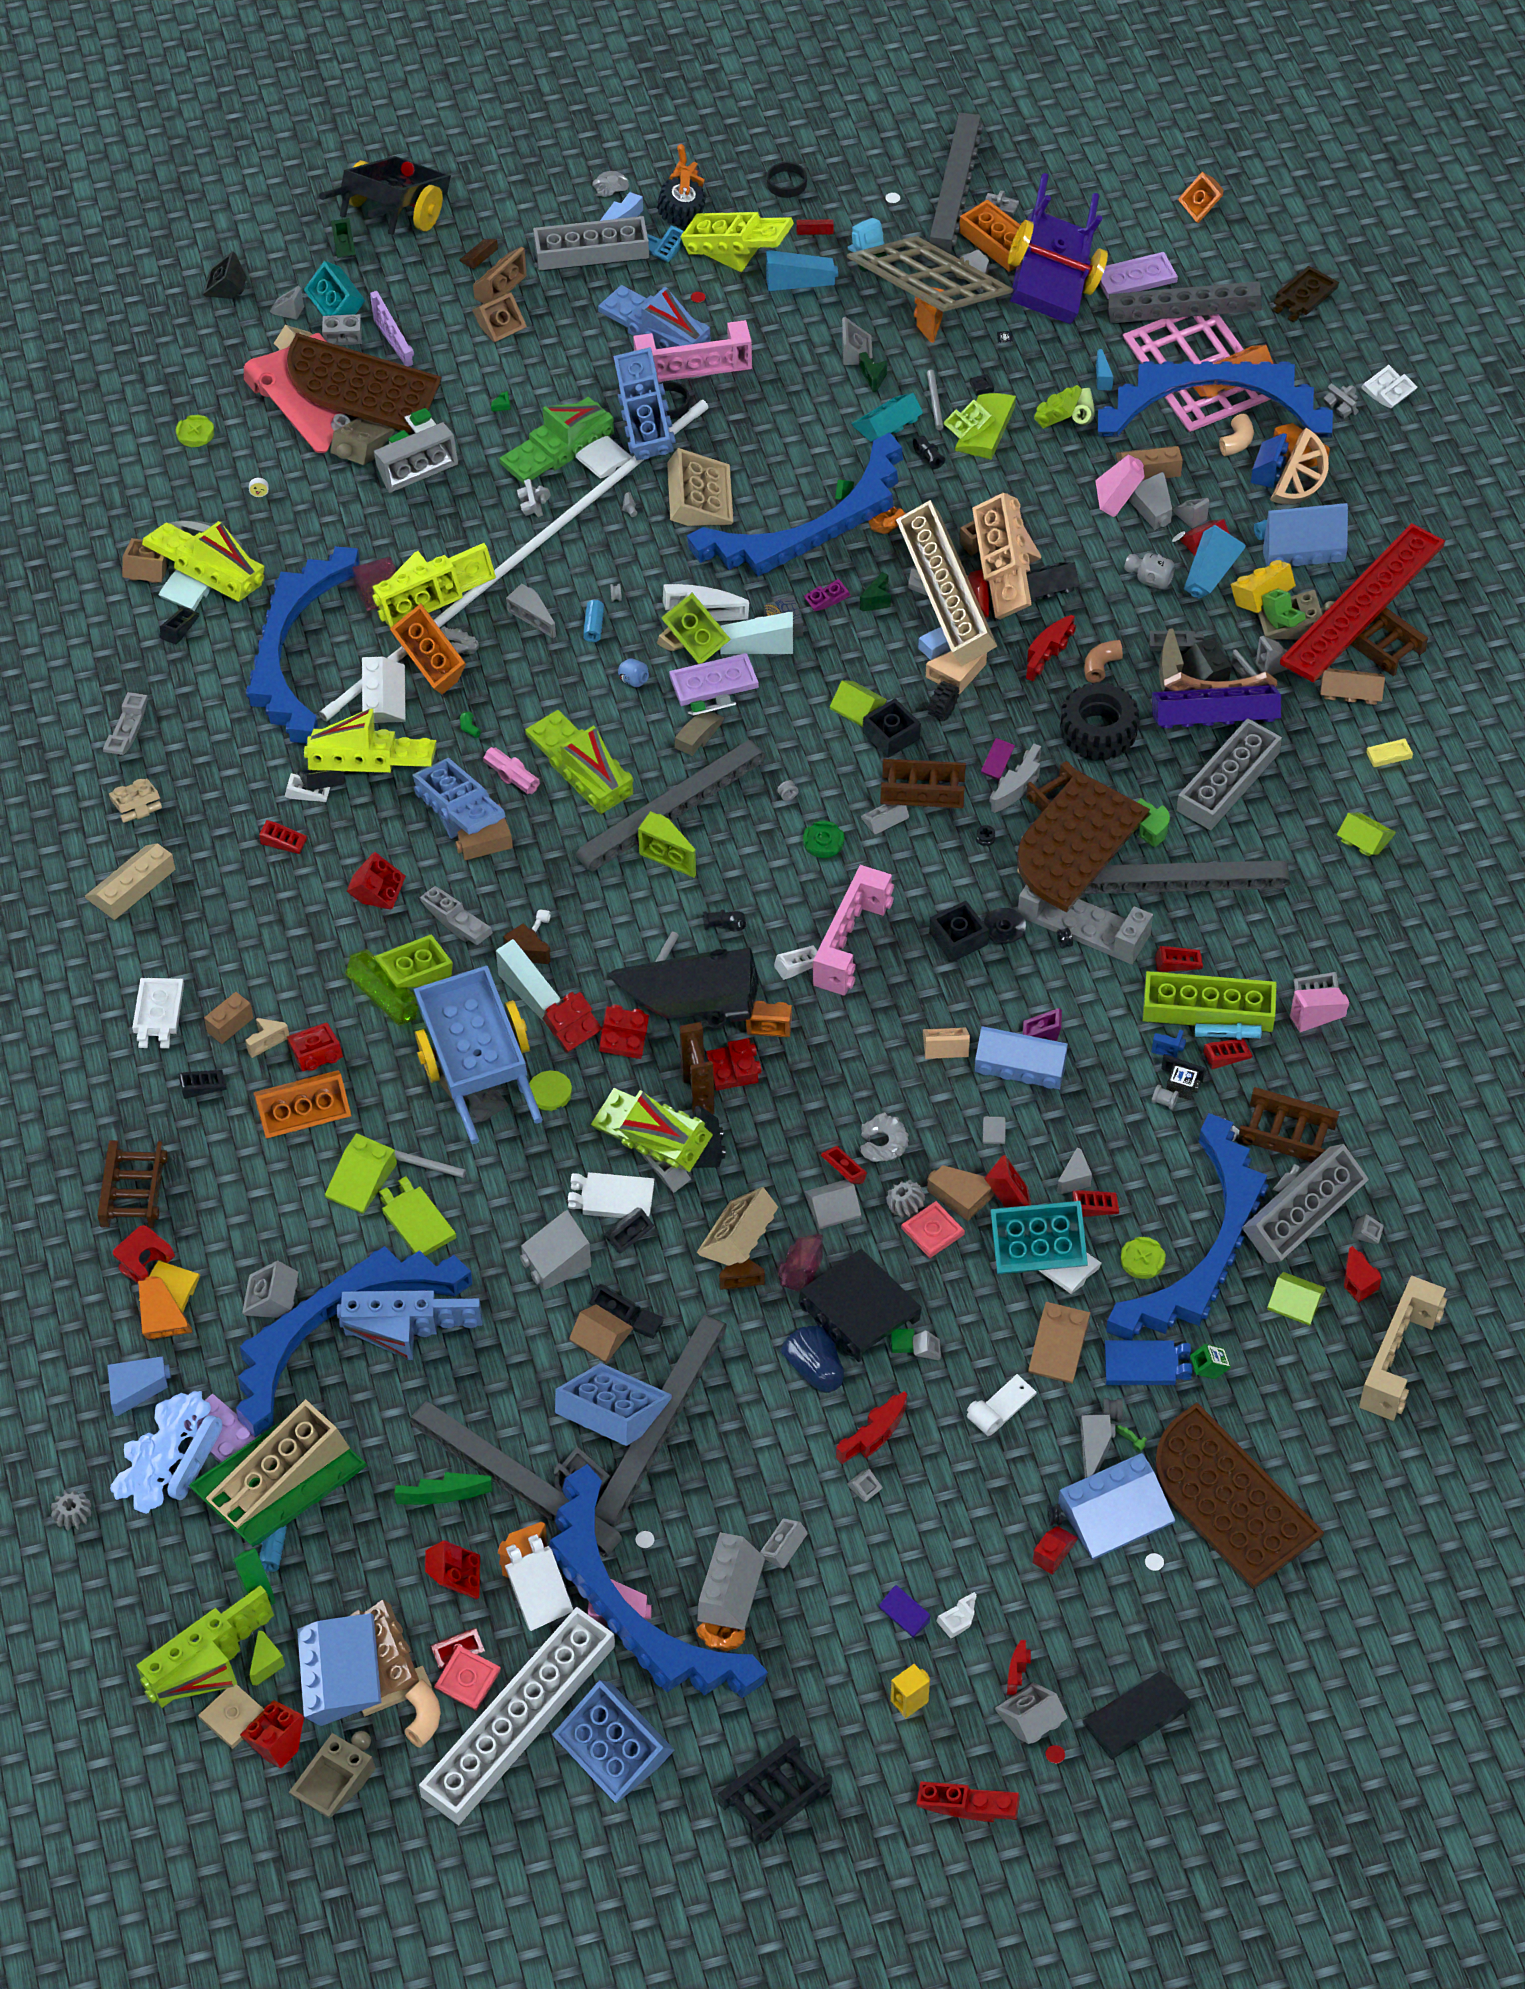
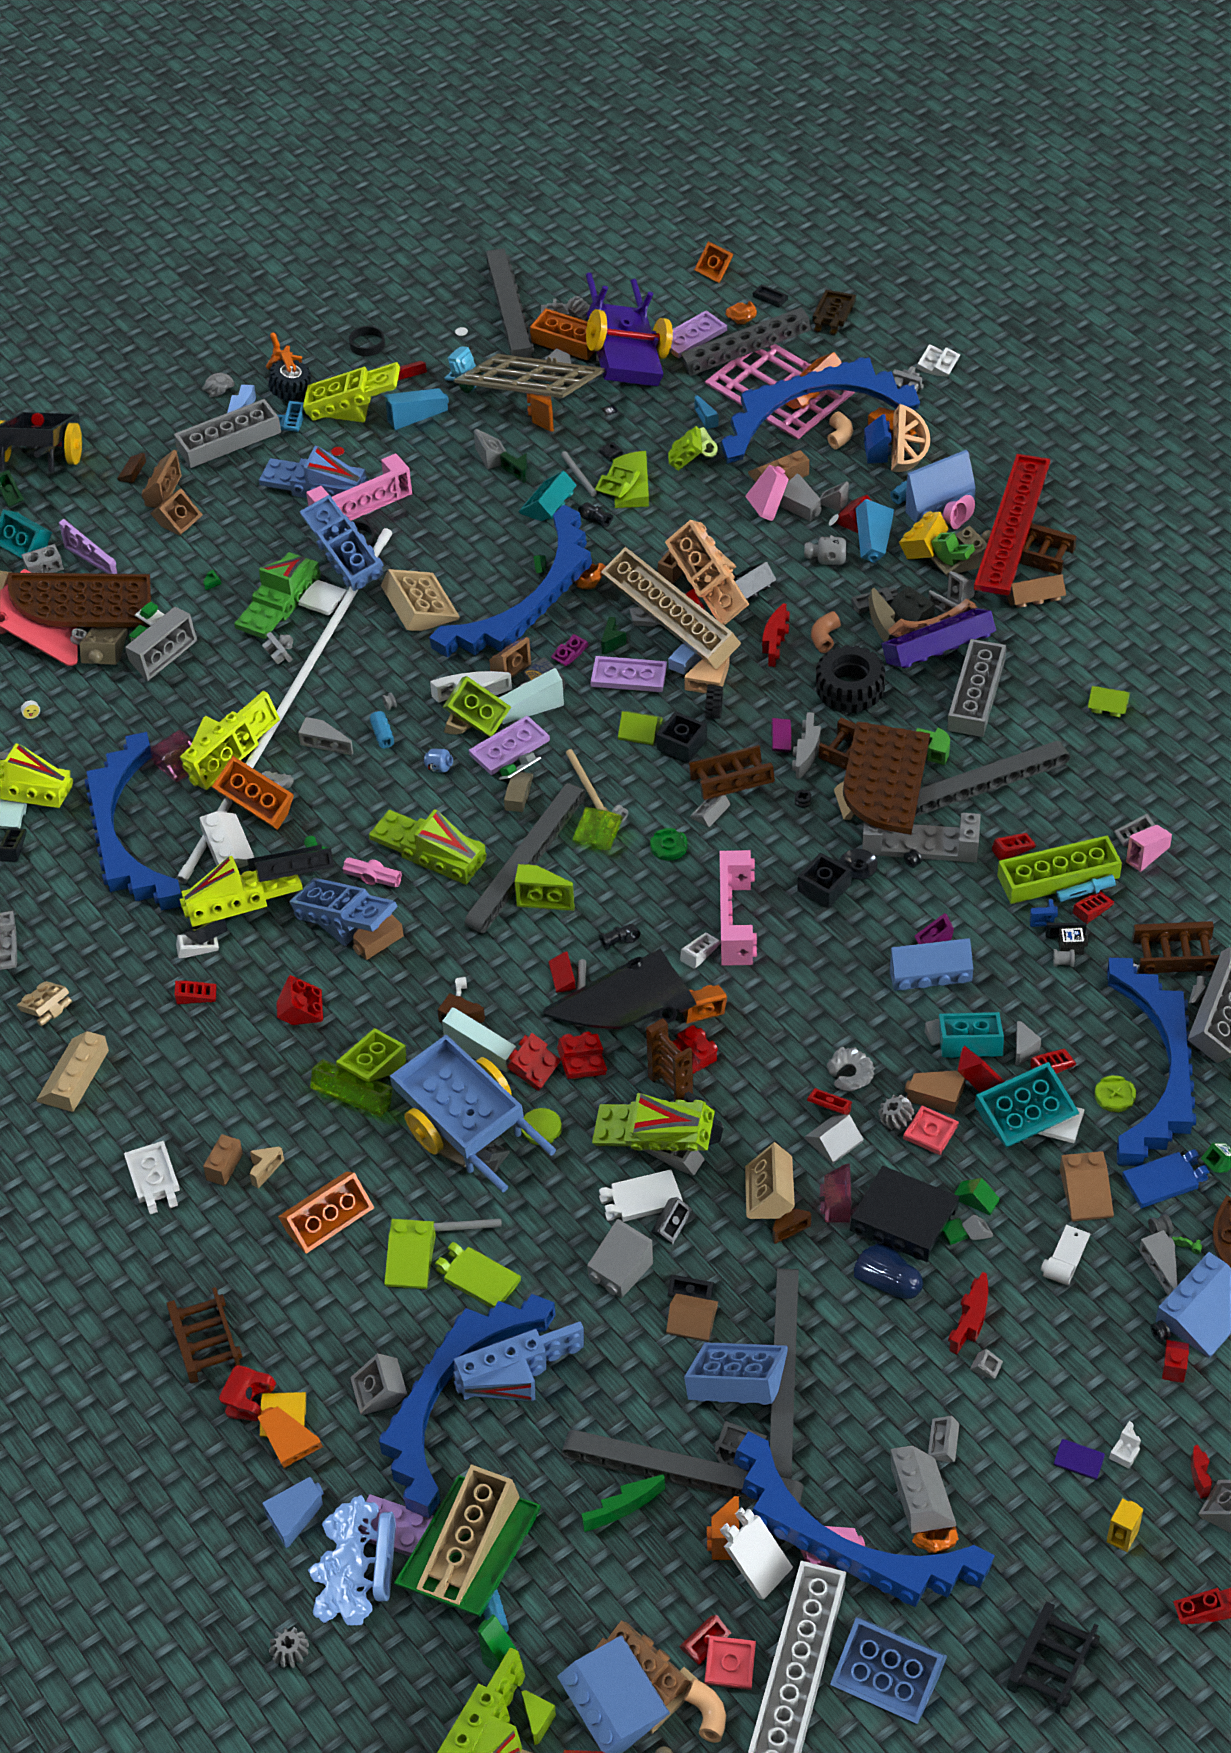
camera: 20 degrees left, 5 degrees down
(200, 1076) = (221, 1233): black slope -> none
(315, 1047) = (314, 1159): red plate -> none
(430, 734) = (291, 862): none -> black fence
(454, 917) = (382, 1009): light grey slope -> none
(454, 1568) = (668, 1568): red slope -> none
(629, 505) = (364, 629): light grey bar -> none
(645, 1539) = (821, 1481): white sticker -> none
(648, 939) = (562, 973): none -> red slope
(648, 1323) = (729, 1294): black tile -> none
(757, 798) = (597, 828): none -> clear neon green slope
(760, 587) = (512, 658): none -> medium nougat slope
(772, 782) = (583, 777): none -> tan bar
(874, 641) = (629, 674): none -> lavender plate
(944, 1313) = (978, 1195): none -> green slope
(946, 1043) = (860, 974): light nougat slope -> none
(1021, 208) = (578, 308): none -> light grey gear
(1025, 1143) = (976, 1031): none -> teal slope
(1201, 266) = (741, 312): none -> orange hair
(1245, 255) = (770, 296): none -> black tile
(1316, 570) = (959, 511): none -> bright pink piece
(1389, 752) = (1091, 633): light yellow tile -> none

